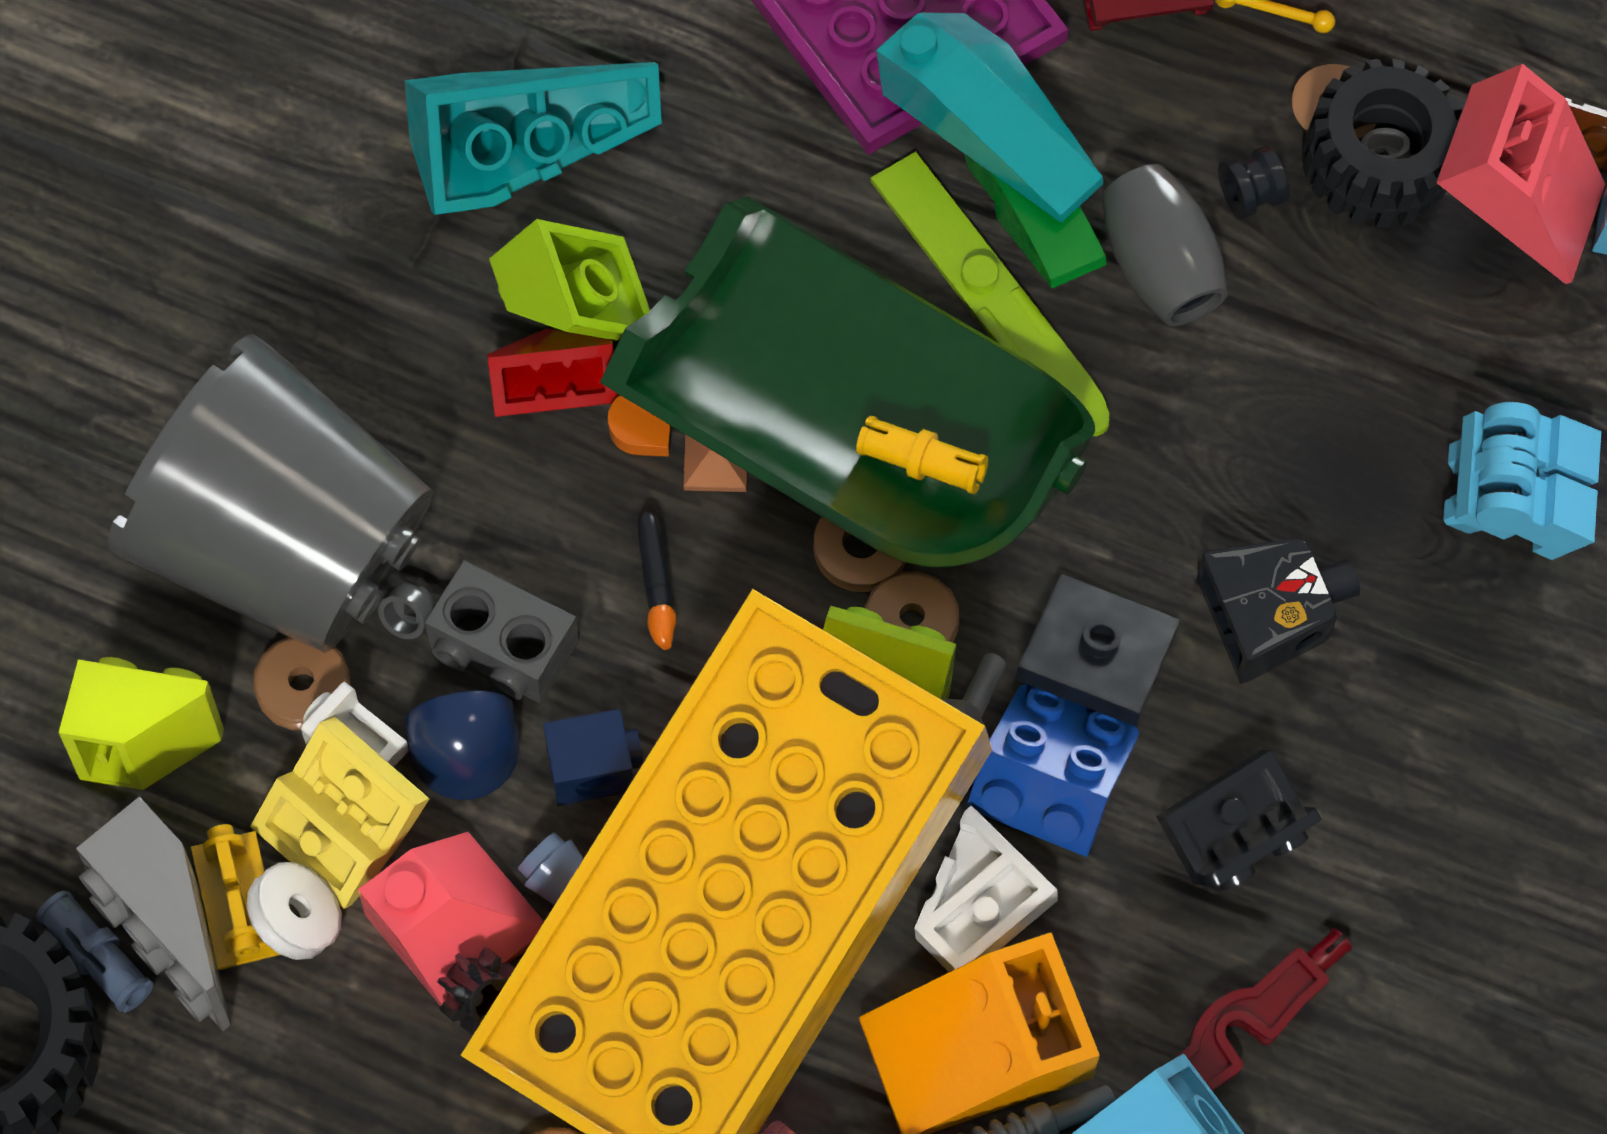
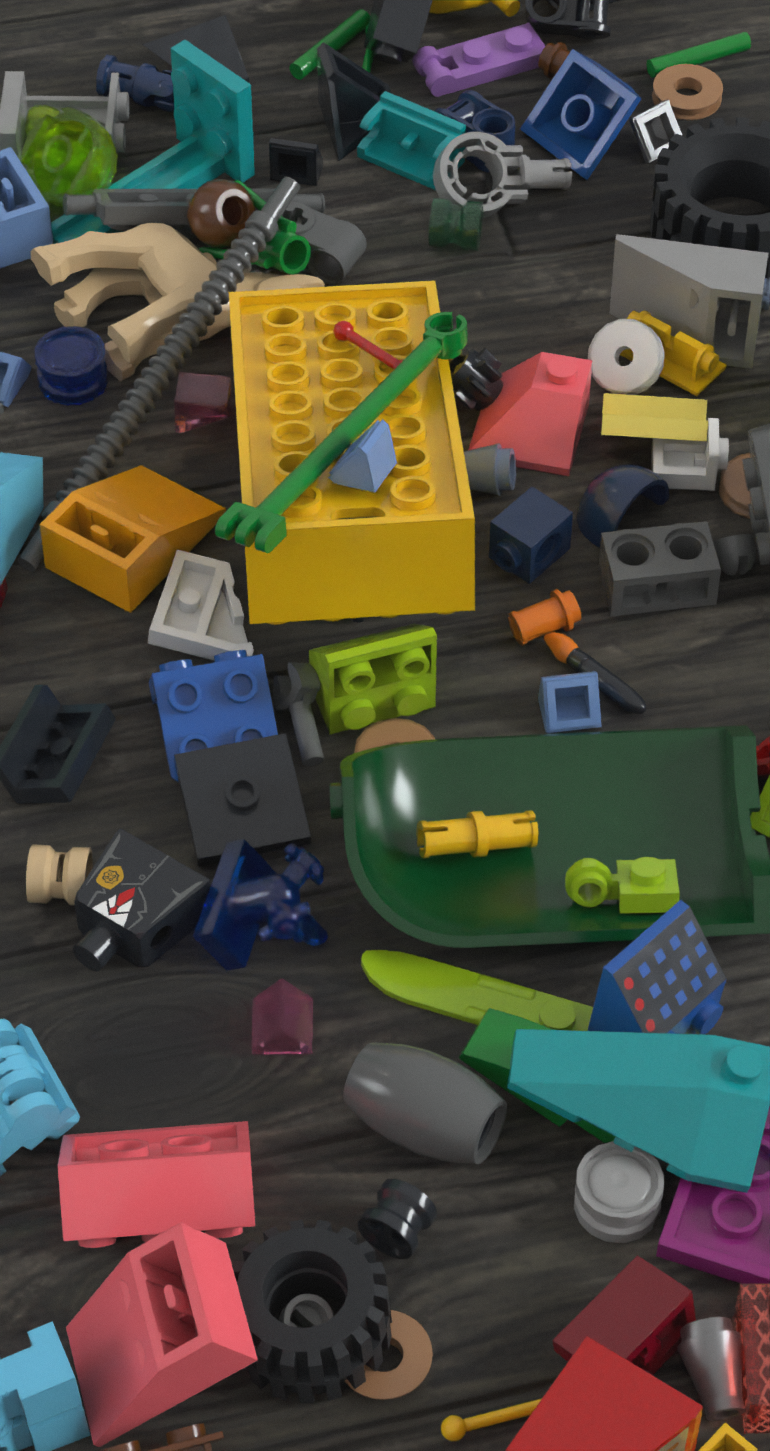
camera: 145 degrees right, 15 degrees down
(631, 890) = (344, 331): none -> red hinge
(653, 661) = (545, 617): none -> orange pin
(709, 559) = (570, 702): none -> medium blue slope
(801, 741) = (366, 460): none -> medium blue slope
(820, 314) = (638, 885): none -> lime plate
(906, 204) = (662, 981): none -> slope
(966, 714) = (264, 523): none -> green hinge
(1070, 85) = (618, 1193): none -> light grey wheel
(1176, 528) = (251, 894): none -> clear blue piece
(1217, 419) = (282, 1021): none -> clear pink slope
(1321, 679) = (56, 873): none -> tan wheel
(1421, 338) = (155, 1180): none -> coral slope

